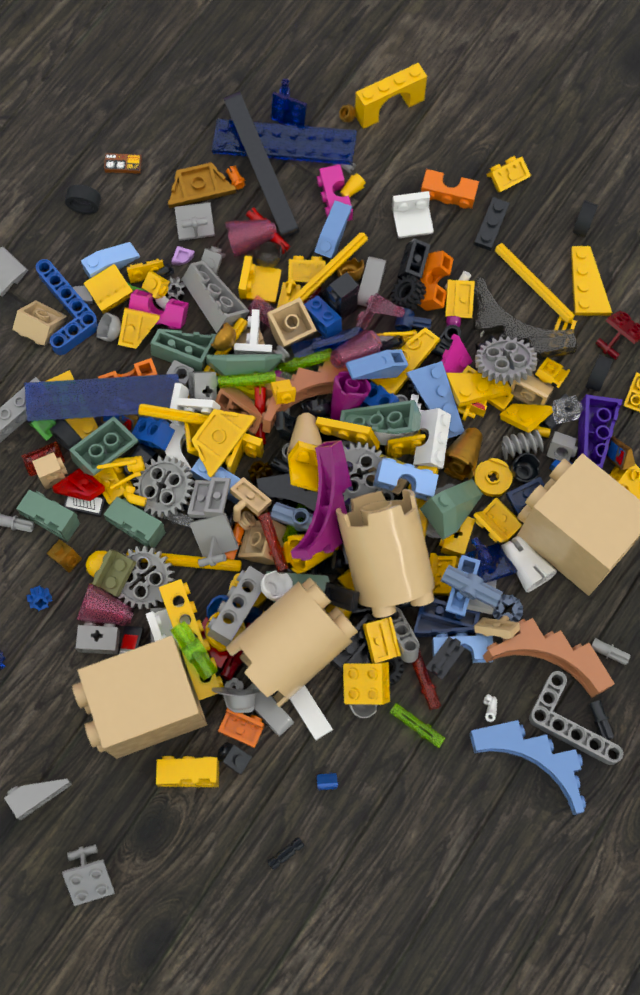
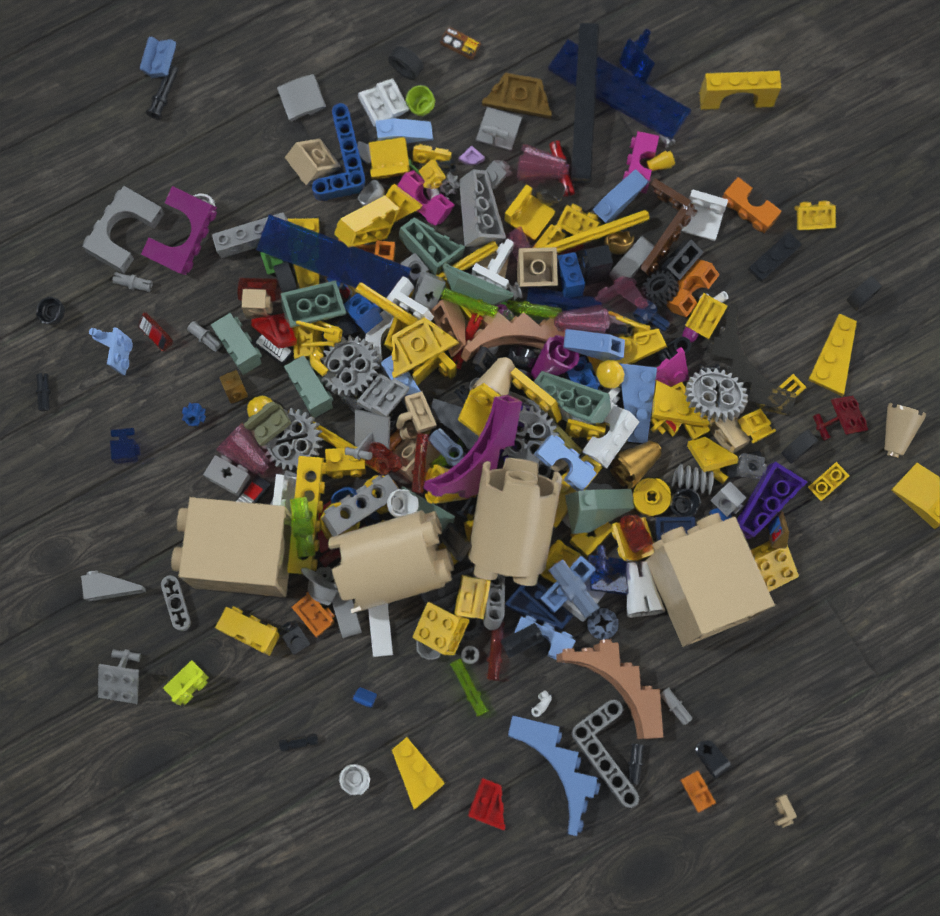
camera: 25 degrees right, 5 degrees up
(78, 243) = (383, 101): none -> white slope
(100, 765) = (174, 618): none -> light grey beam
(112, 226) = (420, 100): none -> lime hair
(118, 351) = (367, 223): none -> yellow wedge
(152, 850) = (186, 683): none -> neon yellow bracket
(201, 578) = (340, 464): none -> yellow bracket
(225, 338) = (468, 255): pearl gold hair -> none
(237, 180) = (557, 109): orange pin -> none
(237, 554) = (383, 459): none -> clear red piece
(259, 470) = (442, 392): dark brown gear -> none
(283, 392) = (496, 329): yellow bracket -> none
(347, 113) = (692, 88): pearl gold plate -> none
(356, 861) = (354, 779): none -> white hair
(389, 213) = (672, 233): none -> reddish brown bracket
(397, 696) = (476, 655): none -> light grey bush
(403, 385) = (610, 374): none -> yellow hair
(409, 827) = (416, 773): none -> yellow wing
(489, 824) = (488, 804): none -> red wing
(494, 627) = (581, 636): tan plate -> none
(499, 516) = (636, 535): none -> clear red piece
(534, 283) = (785, 332): yellow axle -> none

